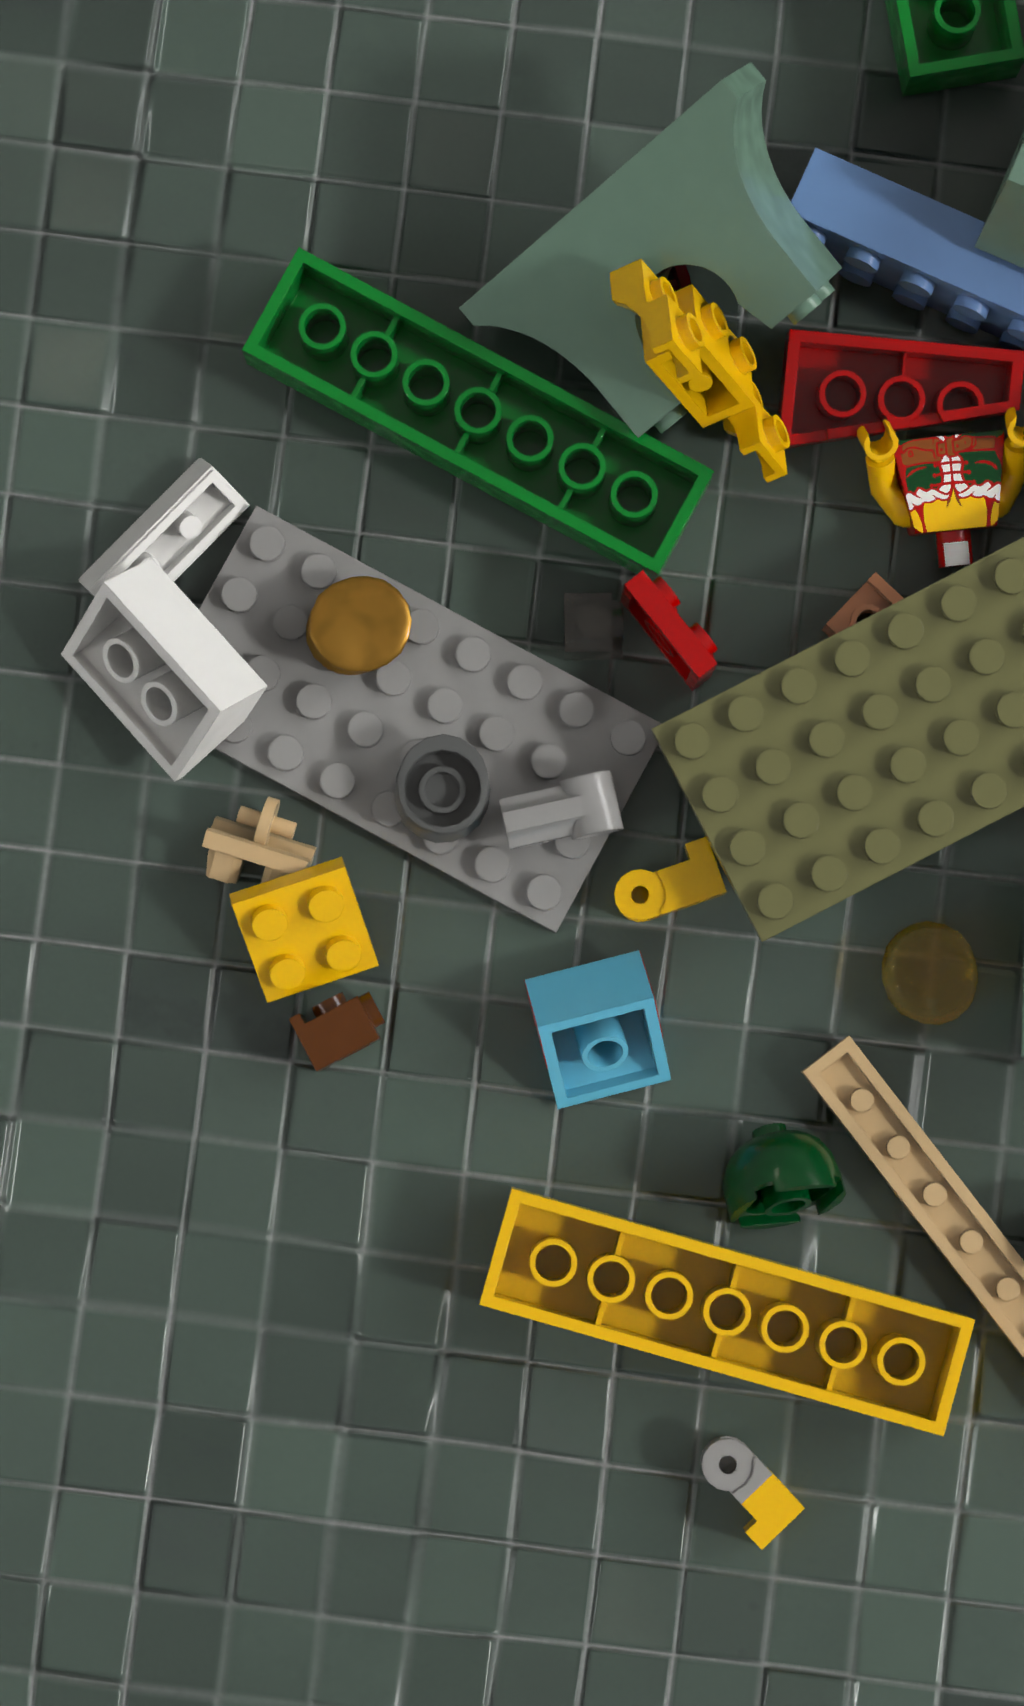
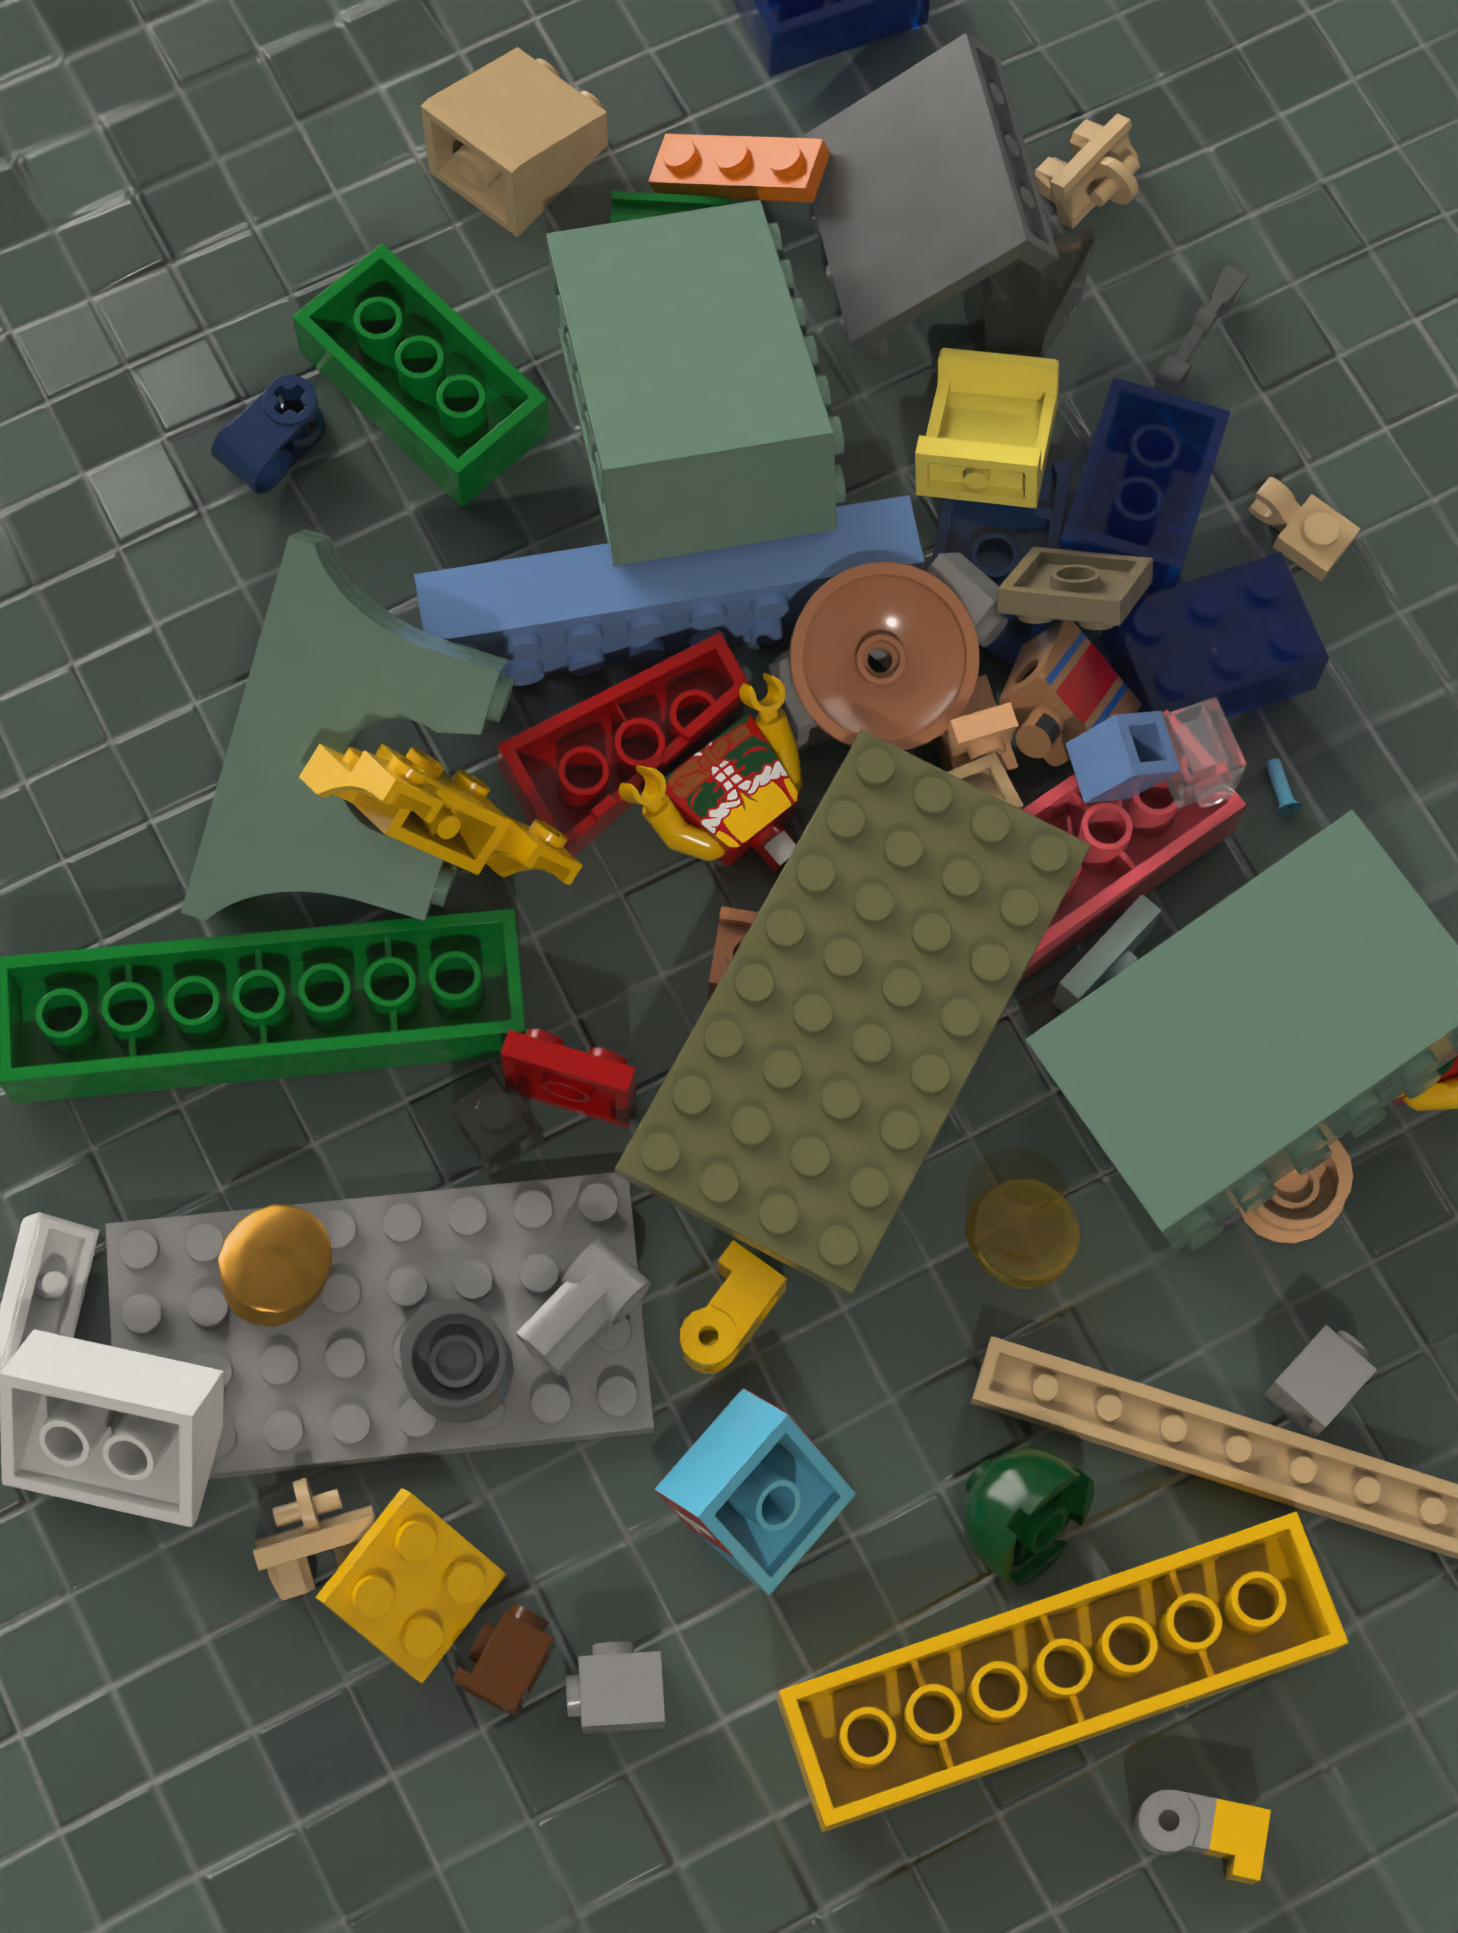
camera: 35 degrees left, 15 degrees down
(401, 1103) = (617, 1689): none -> light grey brick

